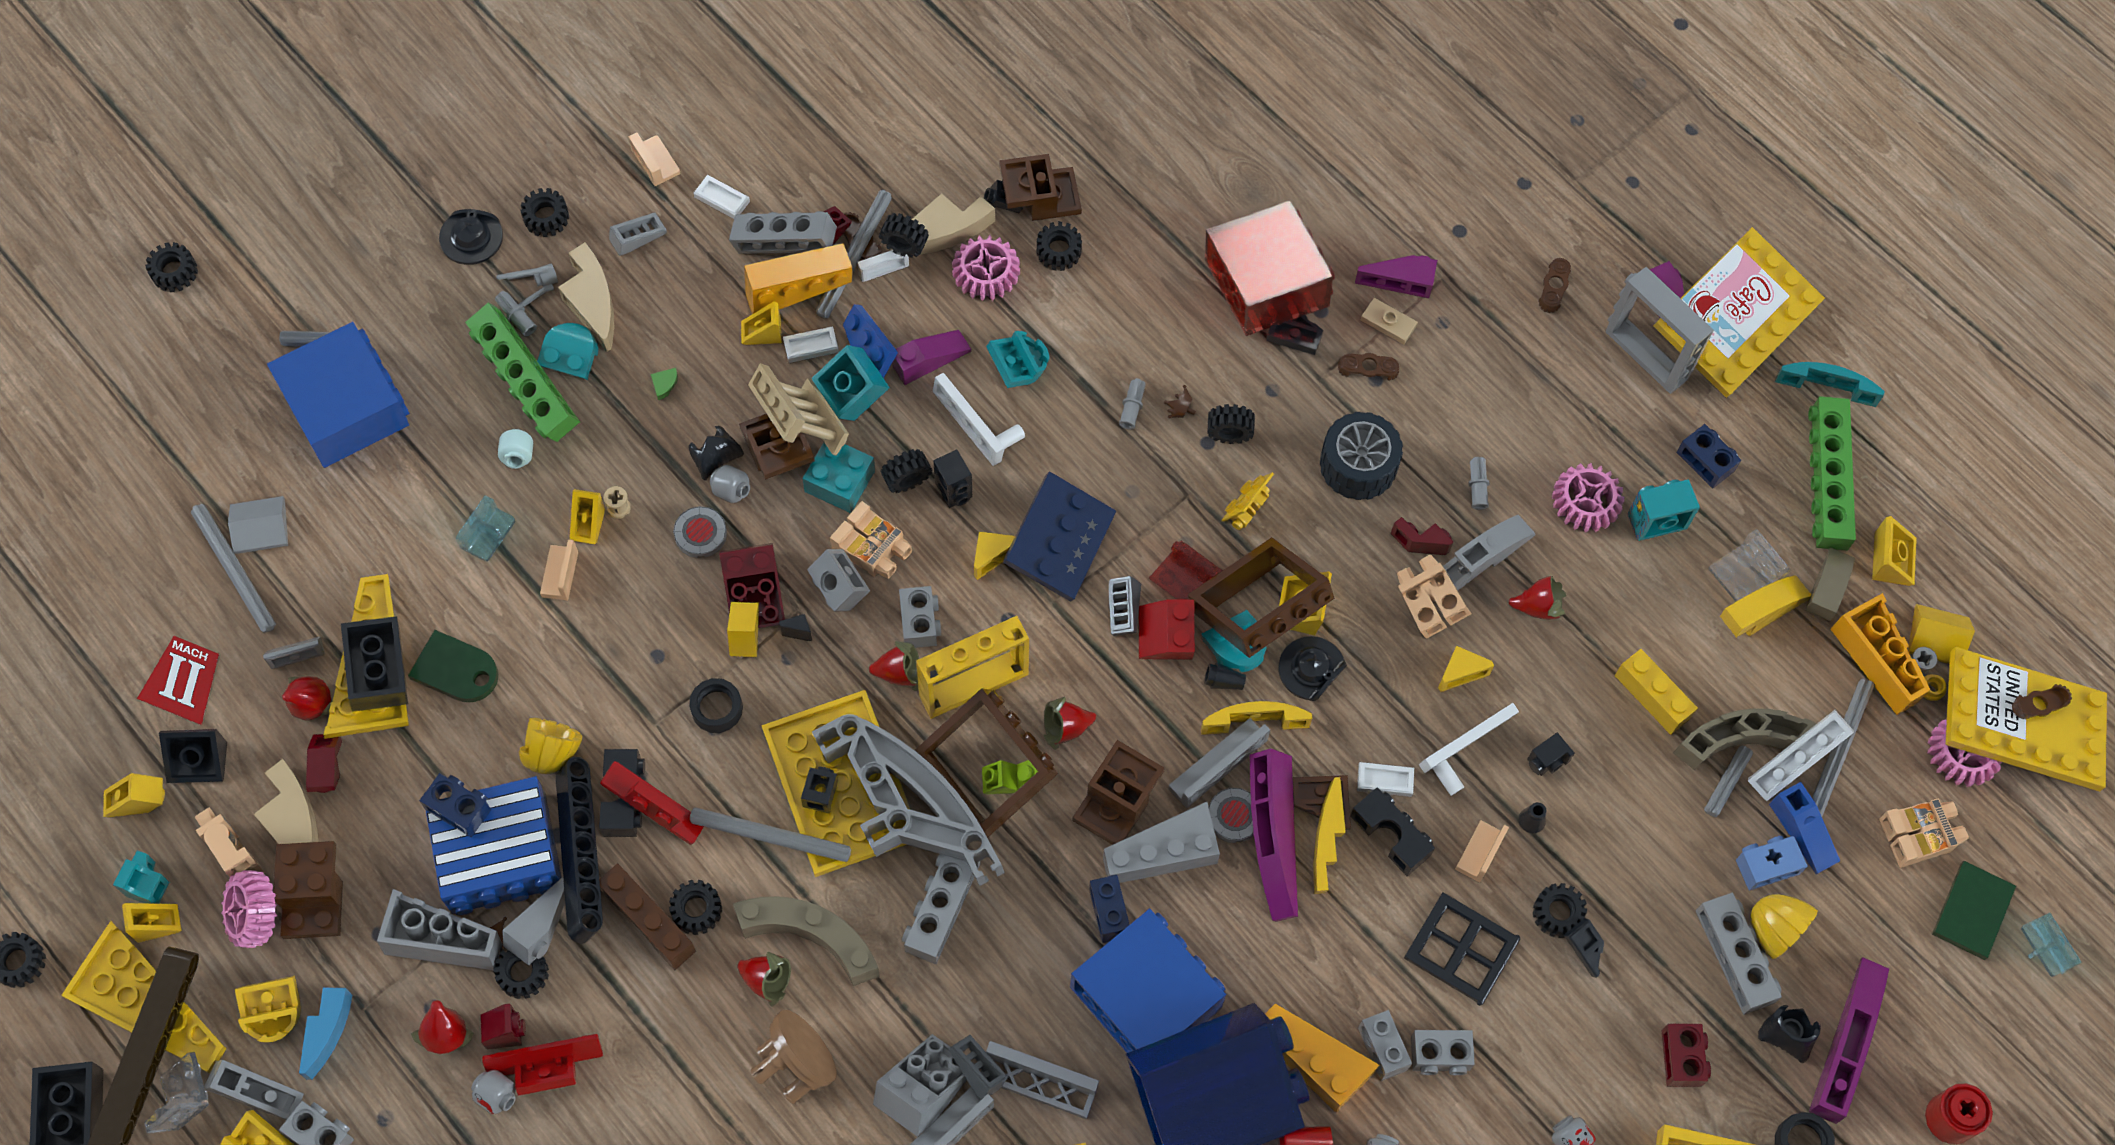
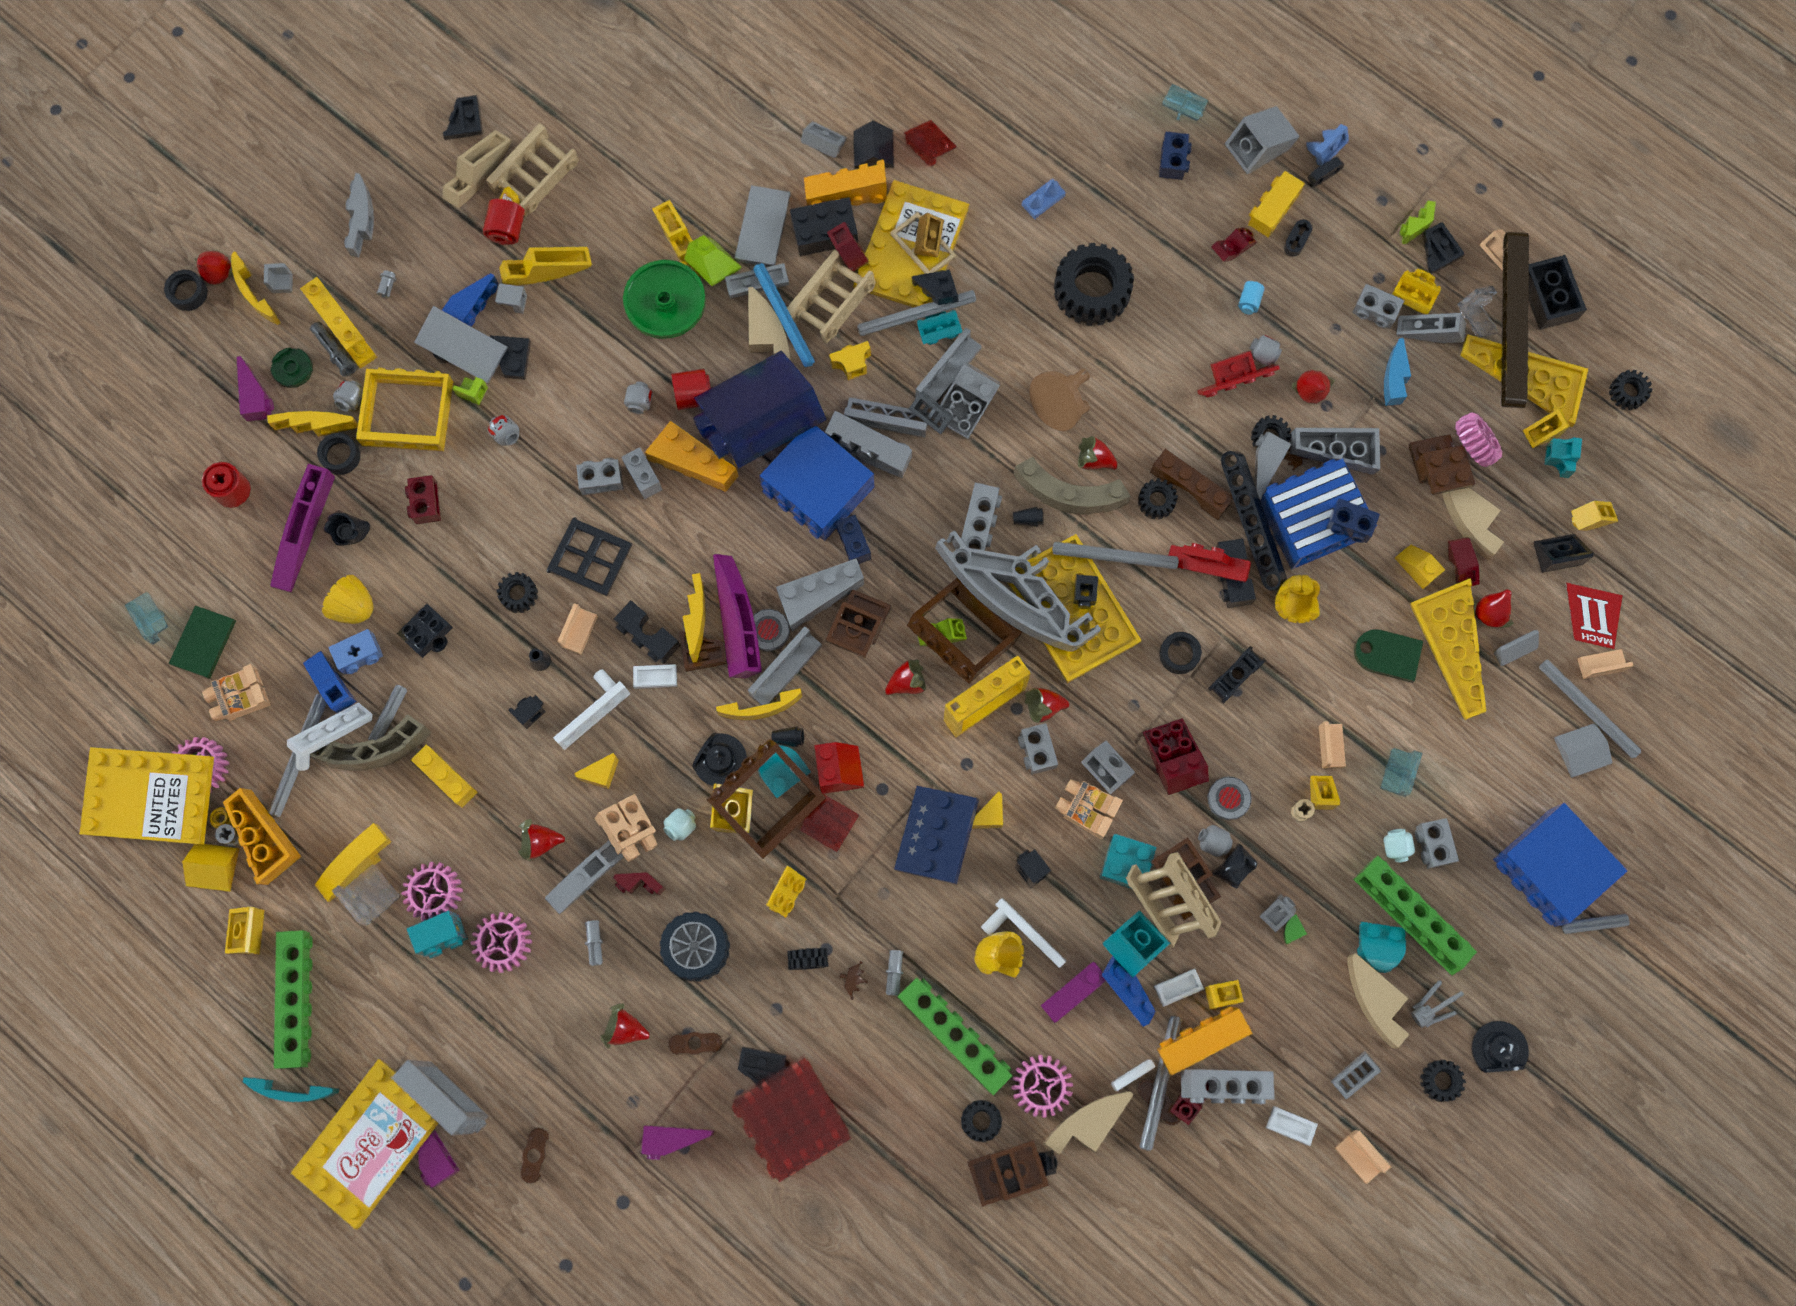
camera: 175 degrees right, 10 degrees up
(165, 256) = (1756, 966): black tyre -> none
(195, 613) = (1603, 664): none -> light nougat panel
(224, 843) = (1511, 484): light nougat hips -> none
(269, 1008) = (1440, 383): yellow slope -> none
(374, 664) = (1450, 632): black brick -> none
(381, 767) = (1419, 565): none -> yellow slope
(465, 444) = (1442, 842): none -> light grey brick
(502, 1027) = (1272, 390): dark red slope -> none
(515, 313) = (1437, 974): light grey axle -> none
(635, 678) = (1226, 684): none -> black piece
(675, 399) = (1279, 912): none -> light grey bracket
(743, 629) = (1174, 716): yellow slope -> none
(796, 628) = (1131, 725): black slope -> none
(871, 908) = (1029, 517): none -> black cone
(903, 235) = (1119, 1088): black tyre -> none
(906, 471) = (1072, 871): black tyre -> none
(1010, 403) = (1000, 953): none -> yellow hair
(1019, 358) = (997, 999): teal slope -> none
(1041, 279) = (992, 1081): none -> bright green brick
(1070, 1036) = (869, 445): none -> light grey wedge
(1121, 589) = (869, 789): dark grey slope -> none
(1368, 594) = (679, 824): none -> light aqua head
(1389, 321) = (680, 1092): tan plate -> none
(1450, 386) = (623, 1028): none -> red hat
(1587, 945) = (496, 566): black tile -> none
(1650, 560) = (434, 883): none -> bright pink gear
(1681, 874) = (425, 631): none -> black plate
(1704, 459) = (401, 994): dark blue brick -> none
(1748, 995) = (373, 549): light grey brick -> none
(1830, 584) = (298, 895): dark tan slope -> none
(2054, 699) = (123, 813): reddish brown piece -> none

